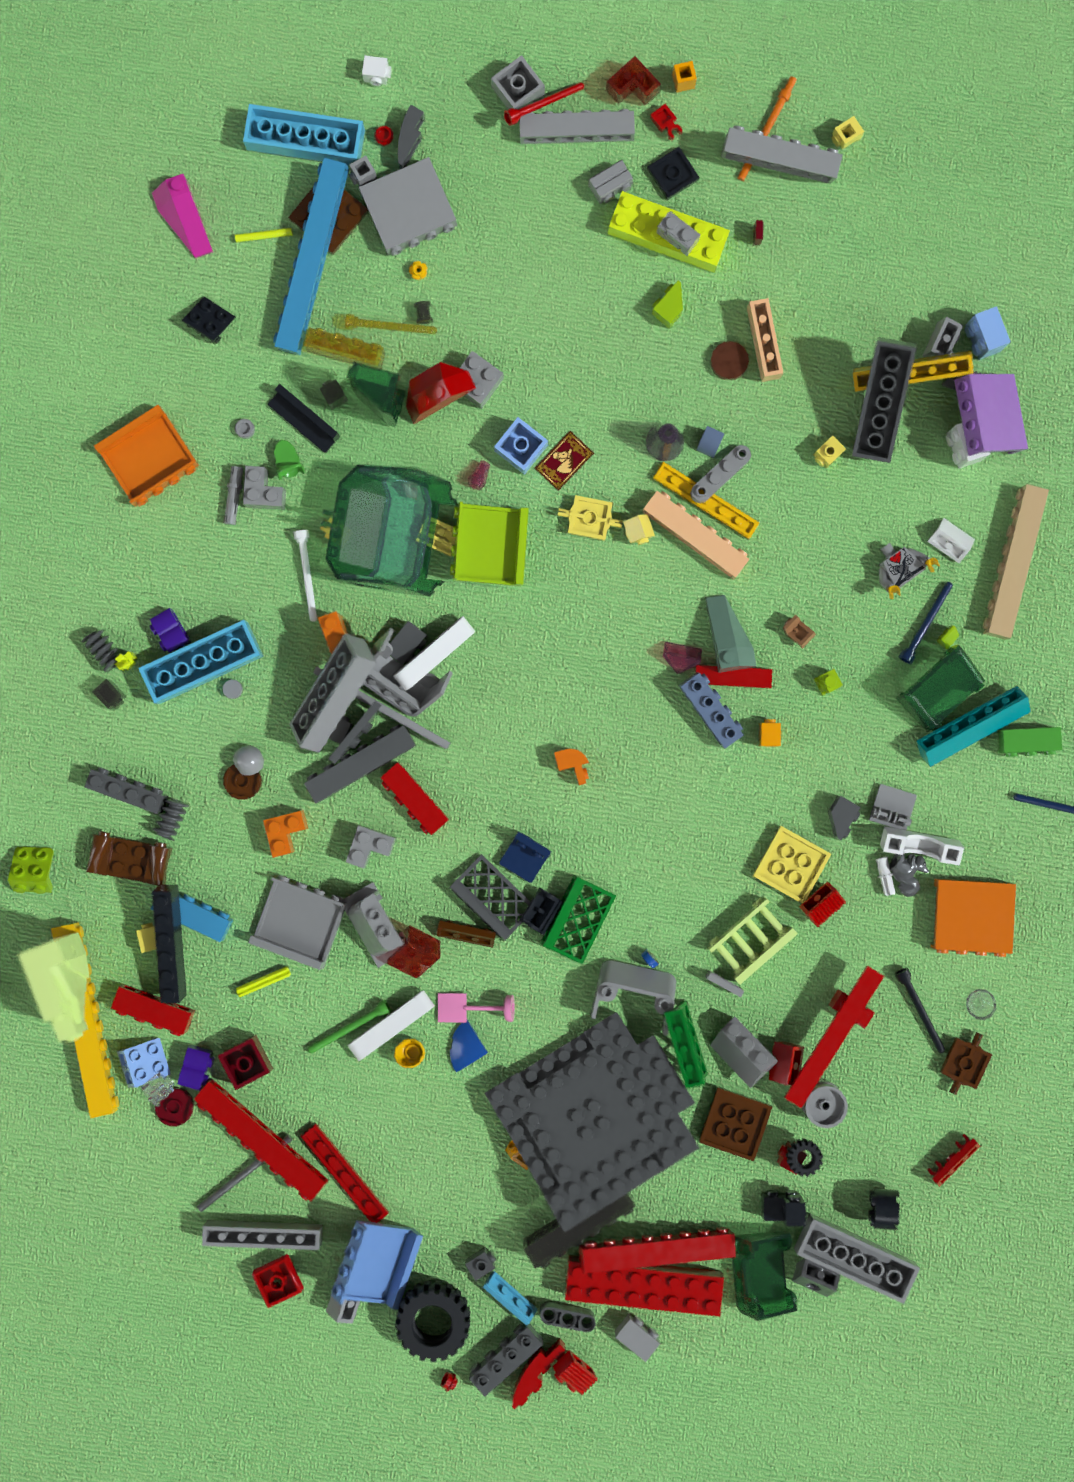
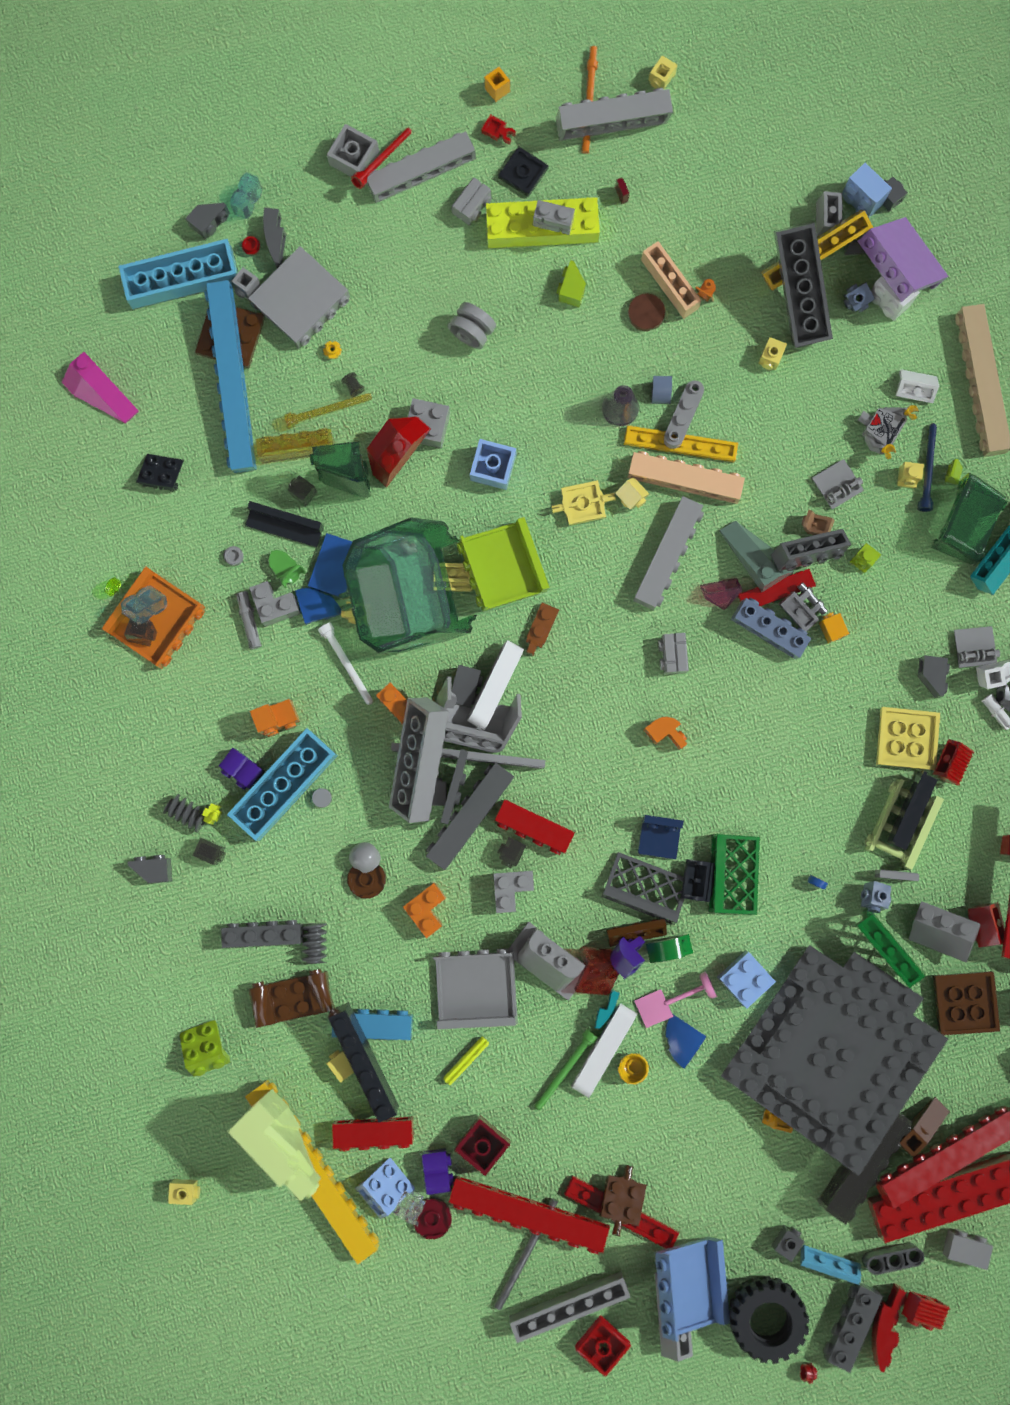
camera: 20 degrees left, 5 degrees down
(51, 690) = (154, 870): none -> dark grey slope
(120, 410) = (112, 586): none -> clear neon green tile
(129, 463) = (141, 633): none -> clear smoke brick
(141, 440) = (144, 604): none -> clear light blue brick
(217, 597) = (273, 718): none -> orange brick
(263, 235) = (178, 377): neon yellow bar -> none
(301, 508) = (316, 605): none -> blue brick
(325, 480) = (328, 570): none -> blue tile
(350, 1163) = (623, 1200): none -> reddish brown plate
(353, 91) = (207, 217): none -> dark grey slope
(376, 70) = (219, 190): white brick -> none
(383, 813) = (511, 852): none -> clear smoke brick
(398, 85) = (246, 195): none -> clear light blue brick
(405, 992) = (604, 1013): none -> teal slope
(444, 951) = (626, 957): none -> dark purple brick
(478, 478) = (466, 508): clear pink cone -> none
(489, 961) = (669, 949): none -> green brick
(500, 618) = (541, 627): none -> dark orange hinge
(546, 1017) = (746, 979): none -> light blue brick
(558, 304) = (472, 325): none -> light grey wheel
(564, 460) = (536, 462): sticker -> none
(612, 694) = (674, 653): none -> light grey brick
(633, 78) = (452, 104): clear red brick -> none
(635, 979) = (794, 910): light grey windscreen -> none
(646, 1215) = (924, 1127): none -> reddish brown slope
(647, 599) = (668, 553): none -> light grey brick
(696, 994) = (876, 896): none -> sand blue brick
(744, 704) = (799, 611): none -> flat silver plate
(764, 931) = (912, 810): none -> black panel
(779, 653) = (810, 550): none -> dark grey brick
(793, 365) = (706, 290): none -> orange hinge
(835, 601) = (838, 484): none -> light grey hinge
(905, 622) = (910, 474): none -> light yellow brick
(933, 425) = (865, 297): none -> sand blue brick
(1016, 347) = (896, 194): none -> dark grey brick

